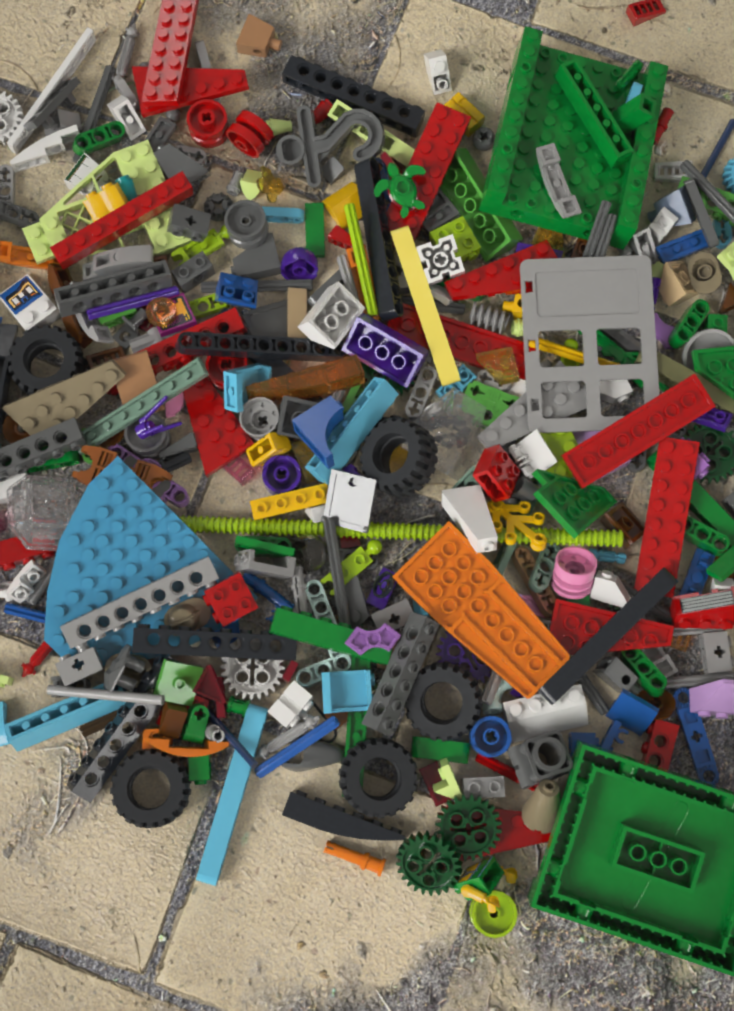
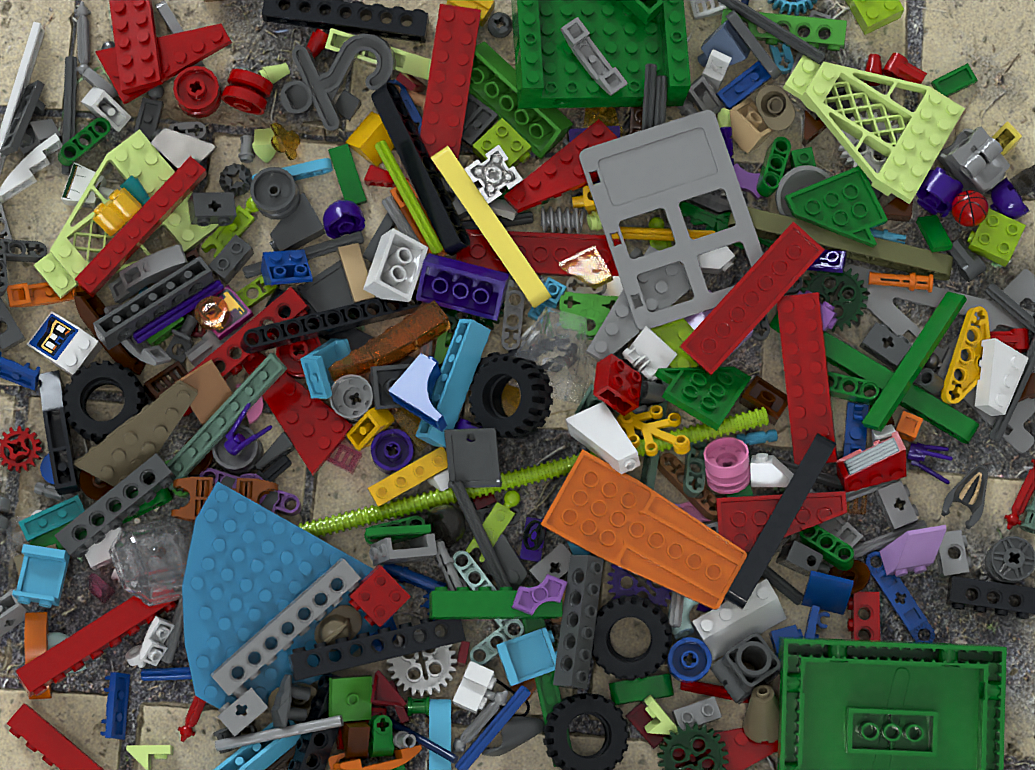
camera: 15 degrees left, 0 degrees up
(402, 188) = (430, 108): green animal -> none

